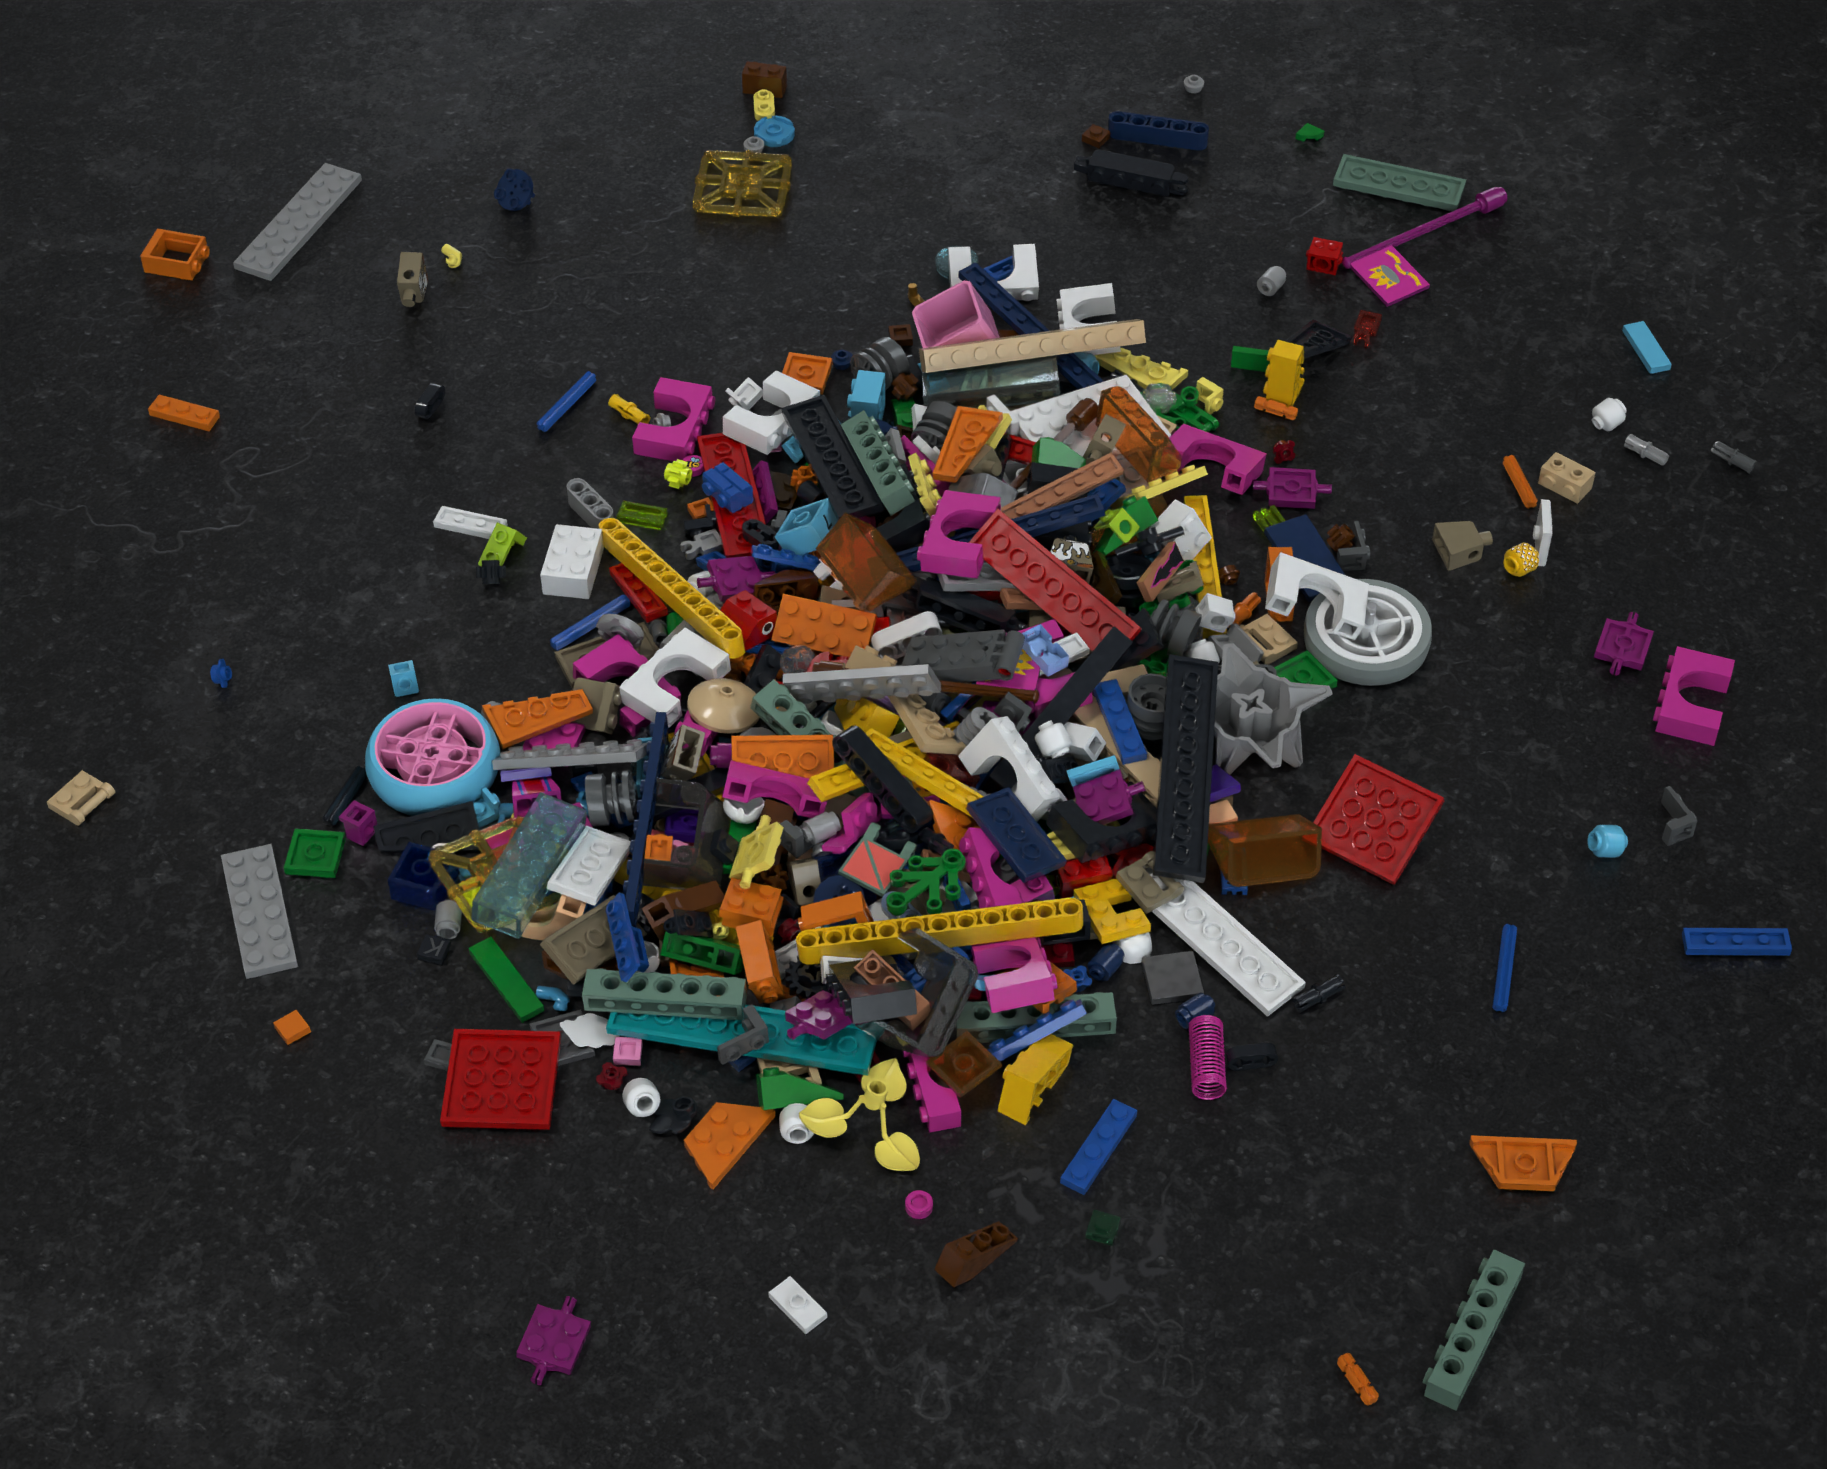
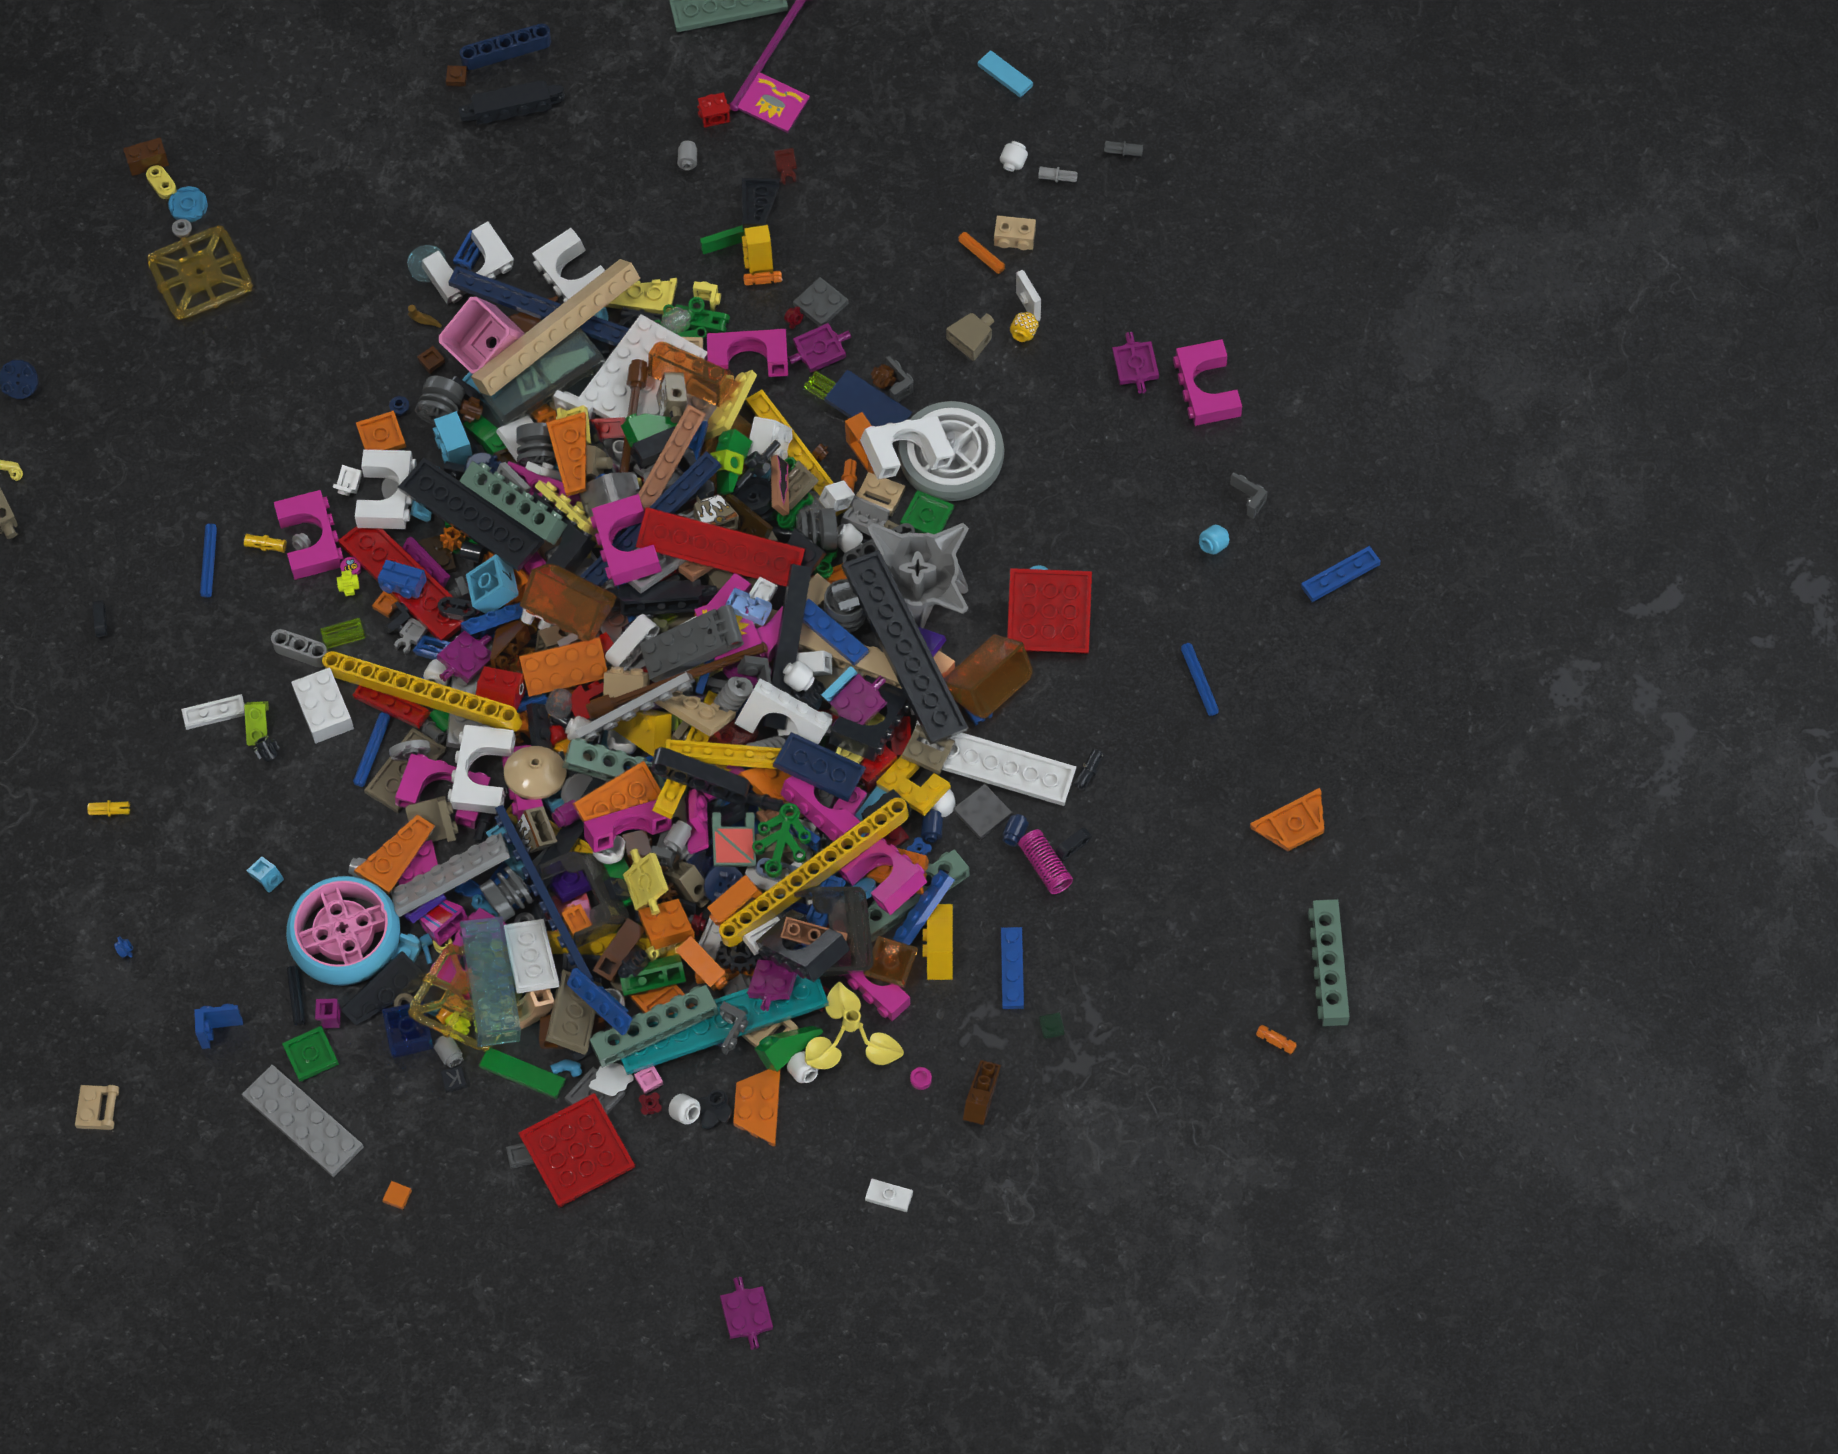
camera: 30 degrees left, 15 degrees up
(240, 769) = (214, 1017): none -> blue bracket
(308, 554) = (108, 808): none -> yellow axle
(1153, 689) = (844, 596): none -> dark grey bracket
(1321, 452) = (821, 302): none -> dark grey plate

